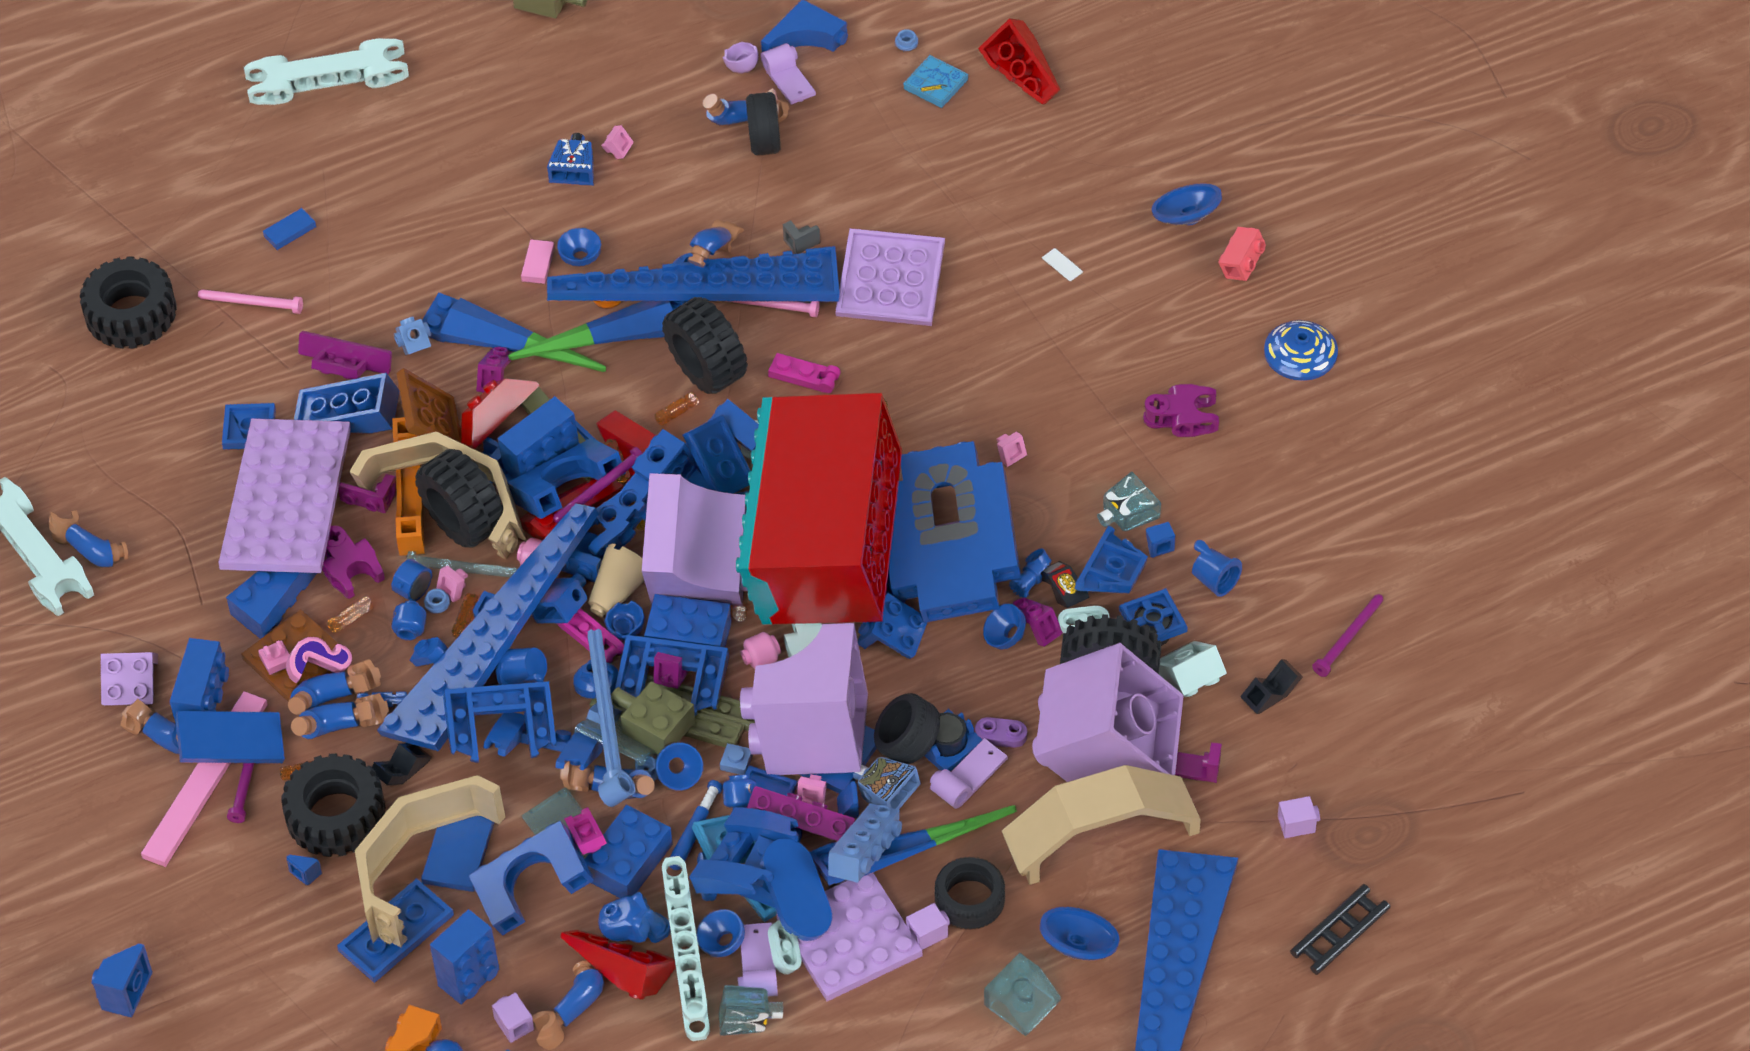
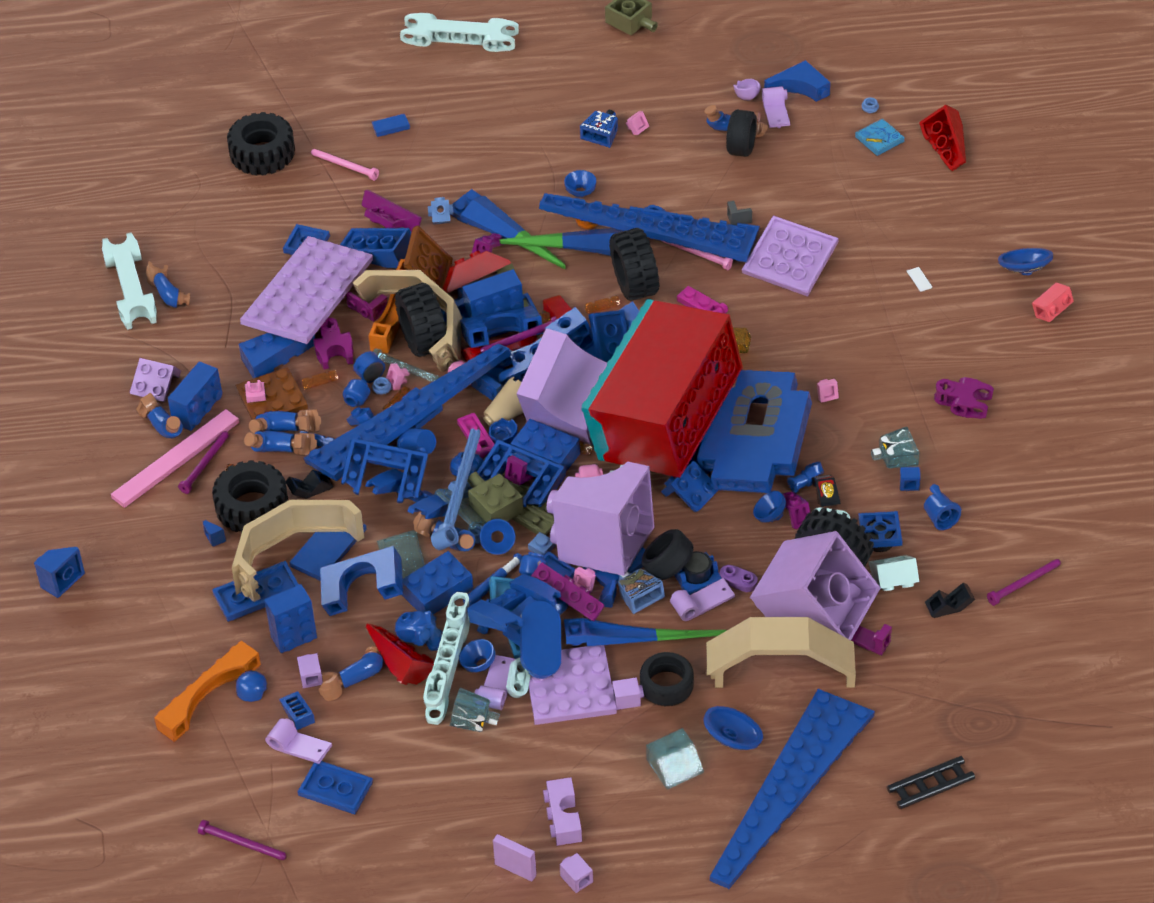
camera: 20 degrees right, 5 degrees down
(229, 737) = (200, 434): blue tile -> none
(317, 652) = (282, 395): bright pink animal -> none
(537, 261) = (549, 185): bright pink tile -> none
(561, 600) = (463, 405): blue torso -> none
(585, 831) = (411, 560): dark pink plate -> none
(711, 239) = (667, 197): piece -> none
(864, 842) = (602, 621): medium blue brick -> none
(1112, 566) = (866, 487): blue wing -> none
(1298, 817) = (931, 695): lavender brick -> none
(1301, 350) = (1071, 379): blue dish -> none

